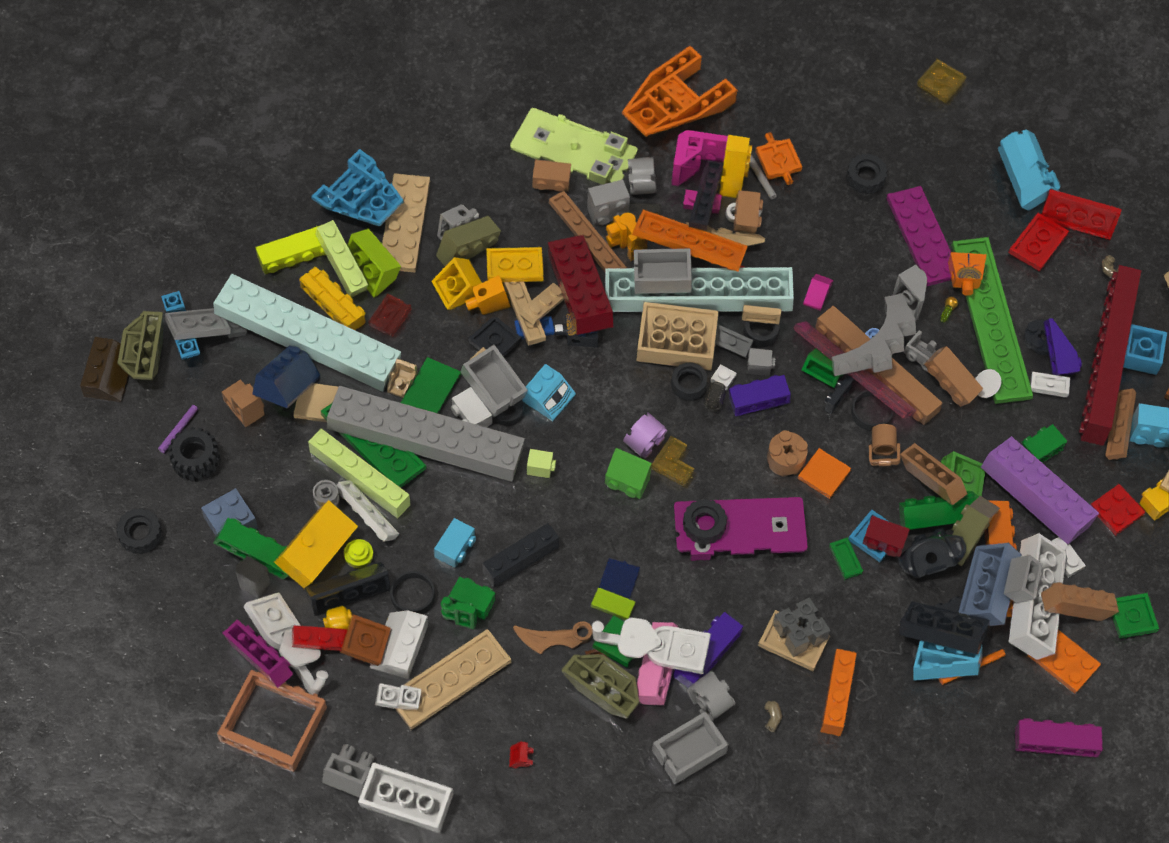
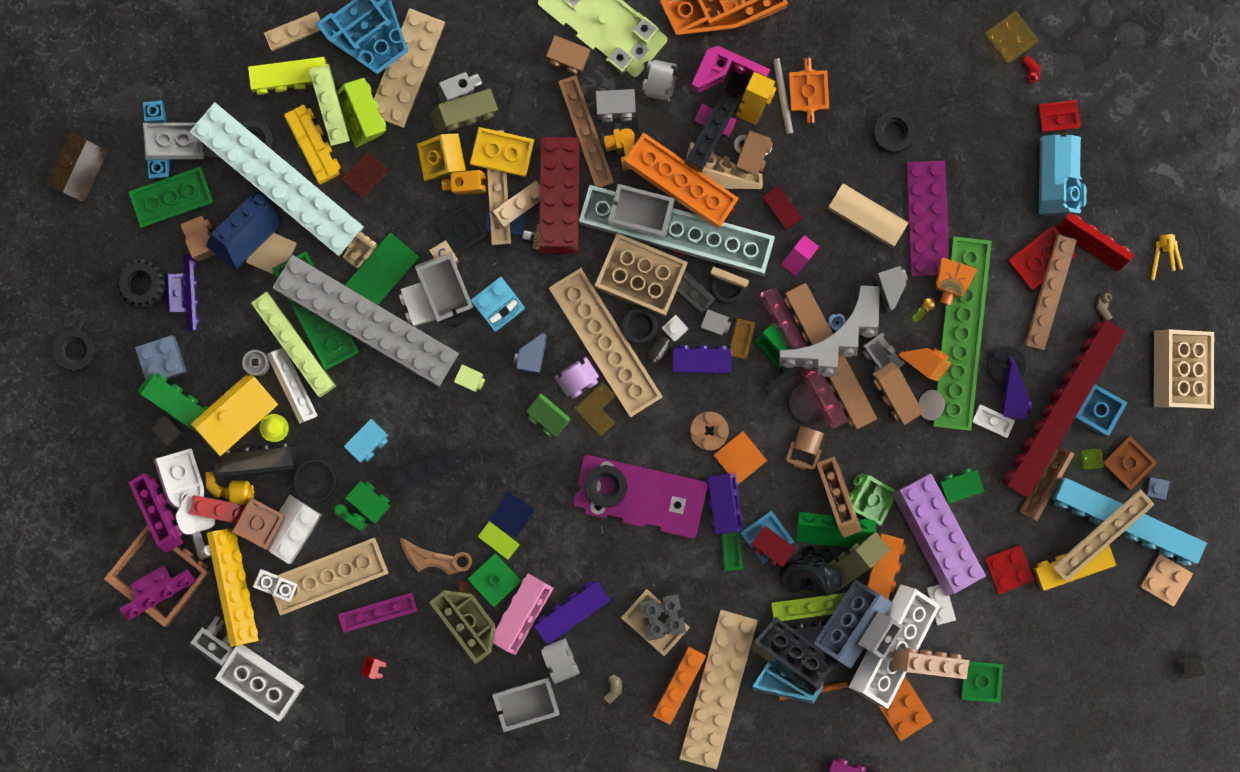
camera: 15 degrees right, 25 degrees up
(142, 346) = (113, 154): olive wedge -> none
(178, 428) = (133, 247): medium lavender bar -> none
(206, 375) = (171, 197): none -> green plate
(237, 454) = (181, 292): none -> dark purple bracket
(275, 727) = (154, 589): none -> magenta bracket
(291, 216) = (293, 31): none -> tan plate
(307, 621) = (212, 487): none -> yellow arm
(354, 709) = (232, 587): none -> yellow plate
(510, 701) = (377, 612): none -> magenta plate
(594, 428) = (531, 355): none -> sand blue slope
(663, 402) = (605, 342): none -> tan plate
(679, 648) = (542, 613): white plate -> none
(788, 253) = (782, 207): none -> dark red slope
(790, 369) = (742, 338): none -> pearl gold tile
(824, 512) = (725, 503): none -> dark purple brick
(868, 245) = (867, 215): none -> tan brick
(878, 691) = (718, 689): none -> tan plate
(938, 588) = (806, 607): none -> lime plate
(970, 101) = (1033, 69): none -> red arm
(970, 341) = (929, 362): none -> orange slope
(1003, 127) = (1059, 116): none -> red plate
(1058, 265) = (1050, 292): none -> medium nougat plate
(1145, 206) = (1168, 244): none -> yellow plant
(1153, 394) = (1092, 459): none -> clear neon green plate

